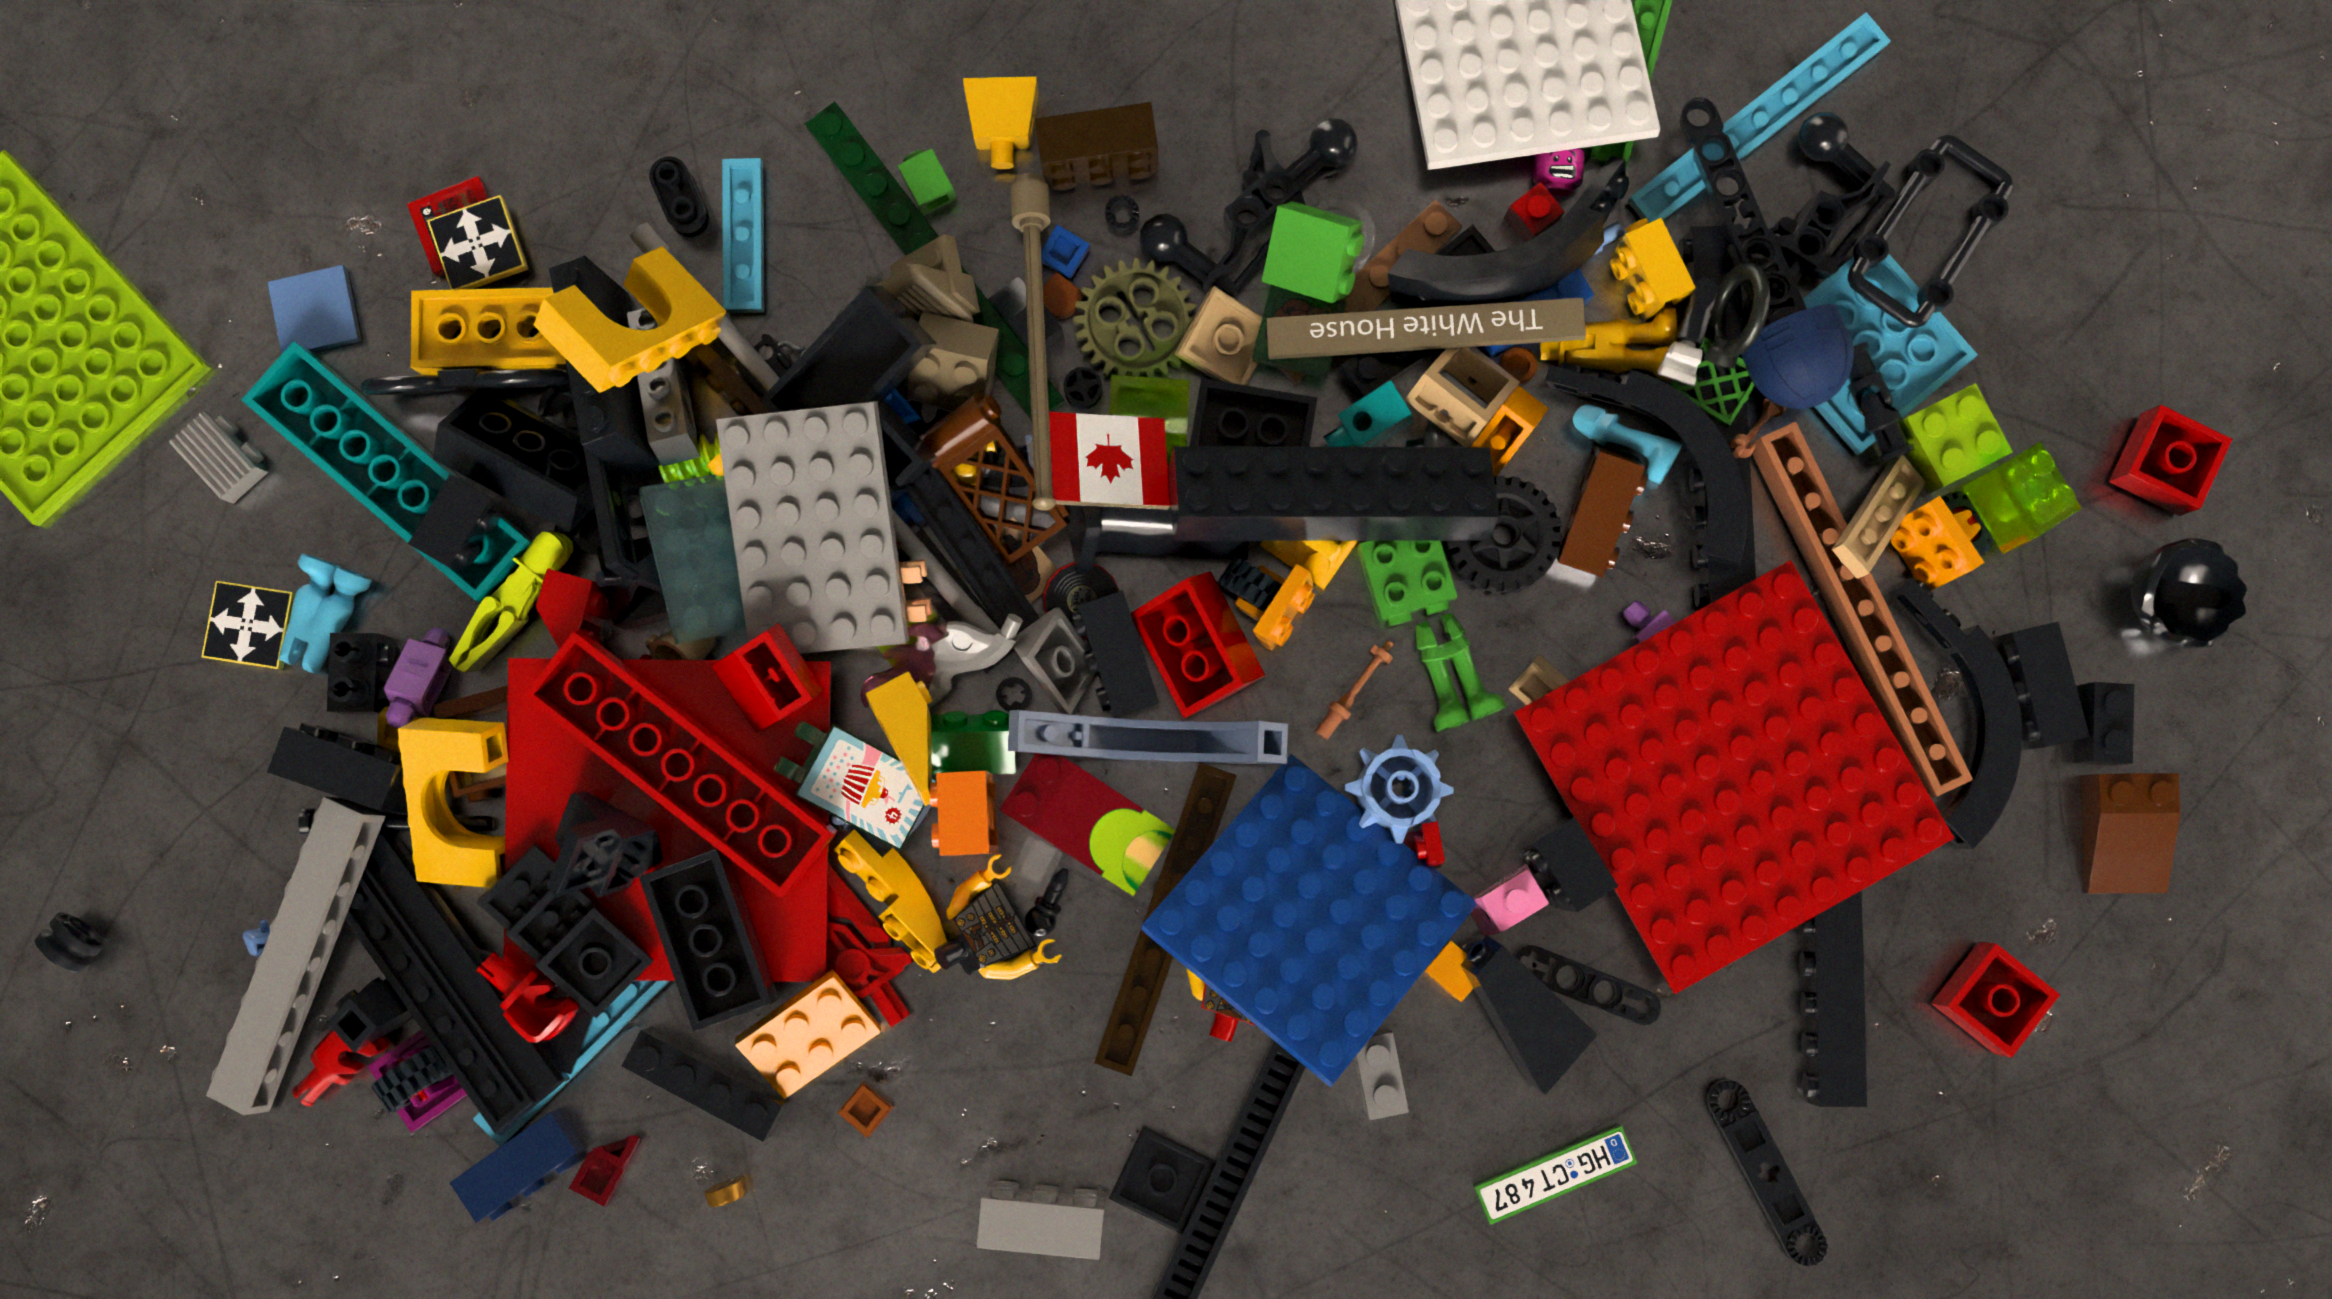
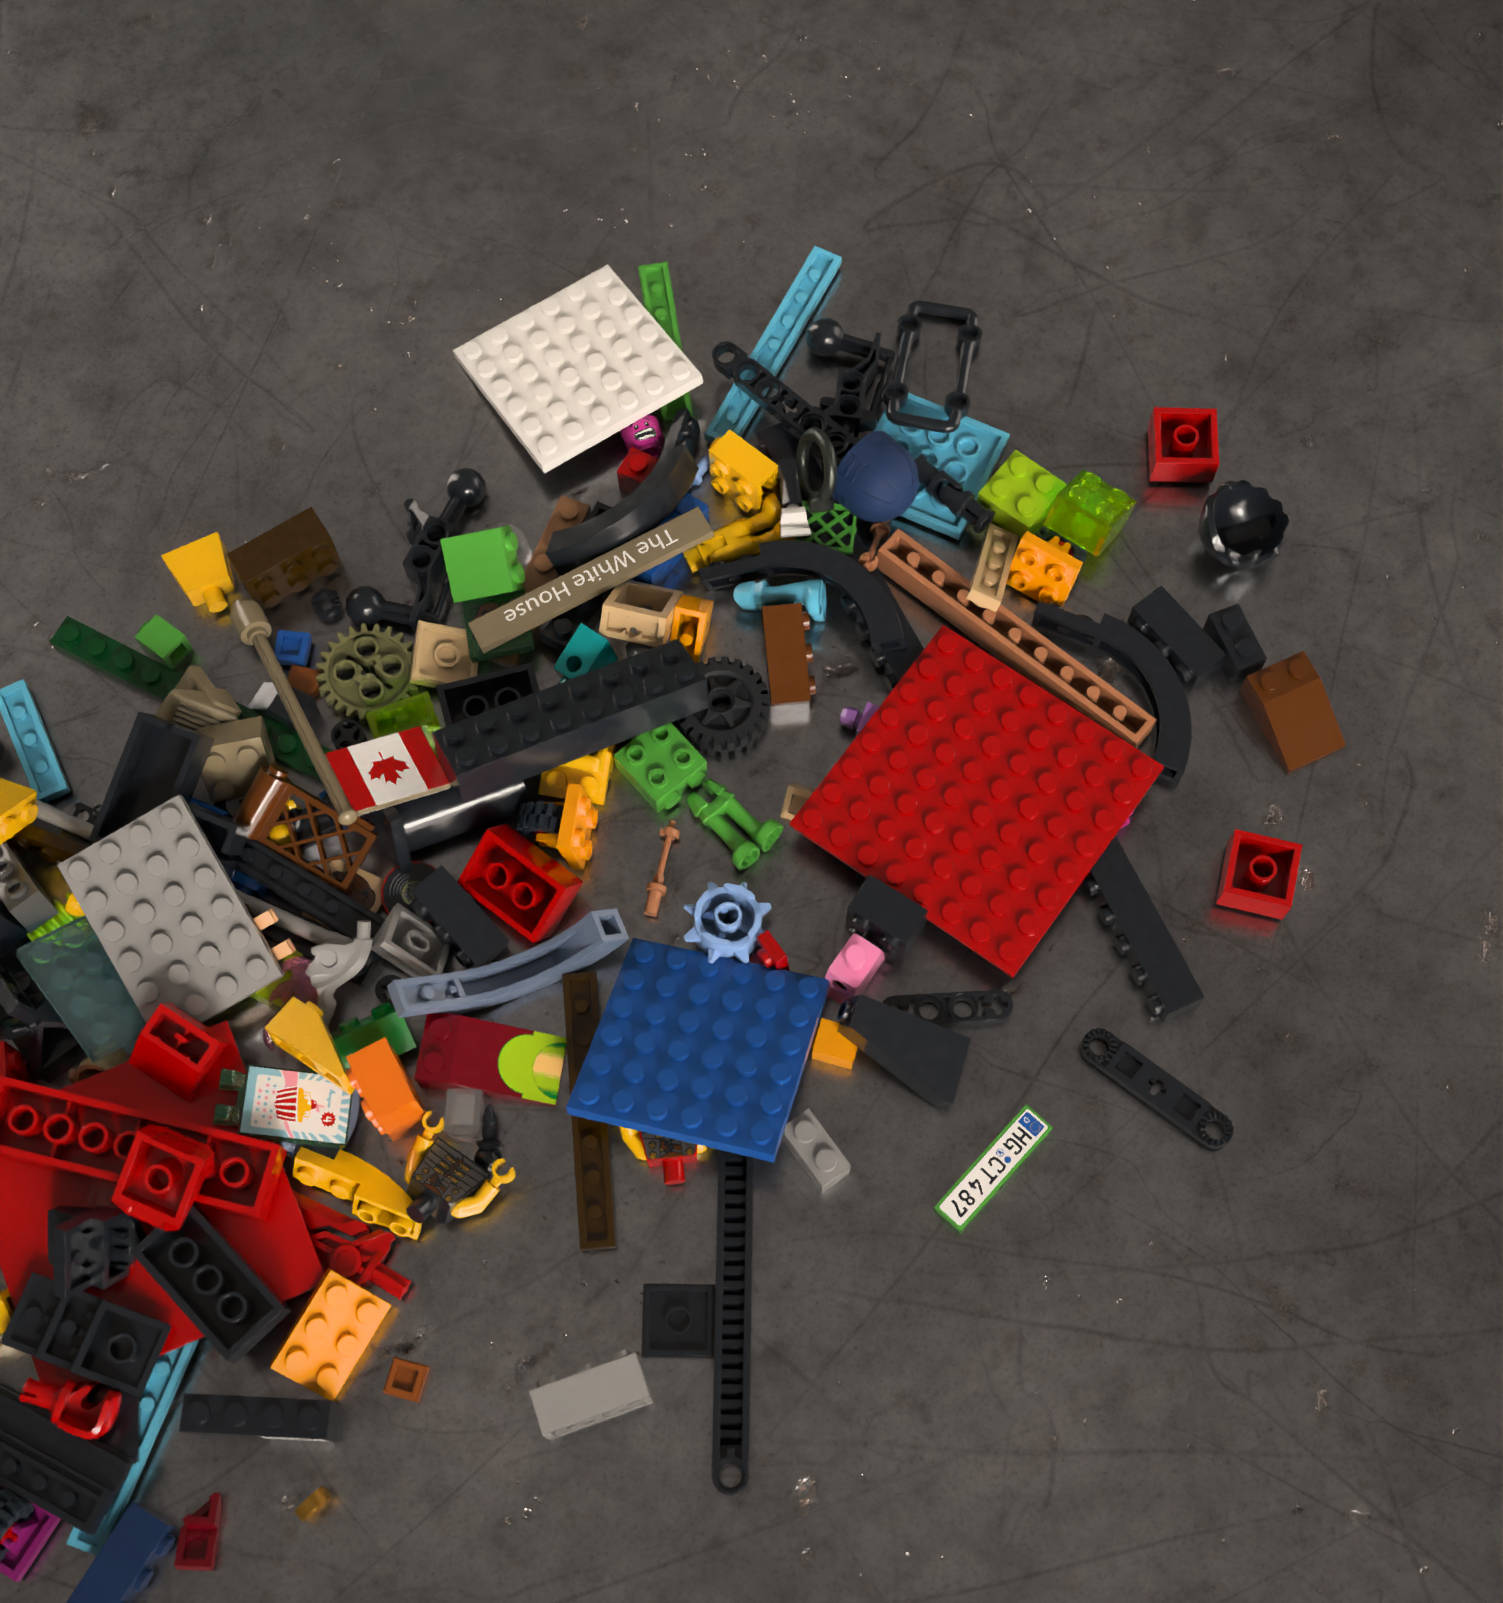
camera: 25 degrees left, 15 degrees down
(701, 819) = (162, 1177): none -> red slope
(1519, 363) = (678, 580): dark orange tile -> none

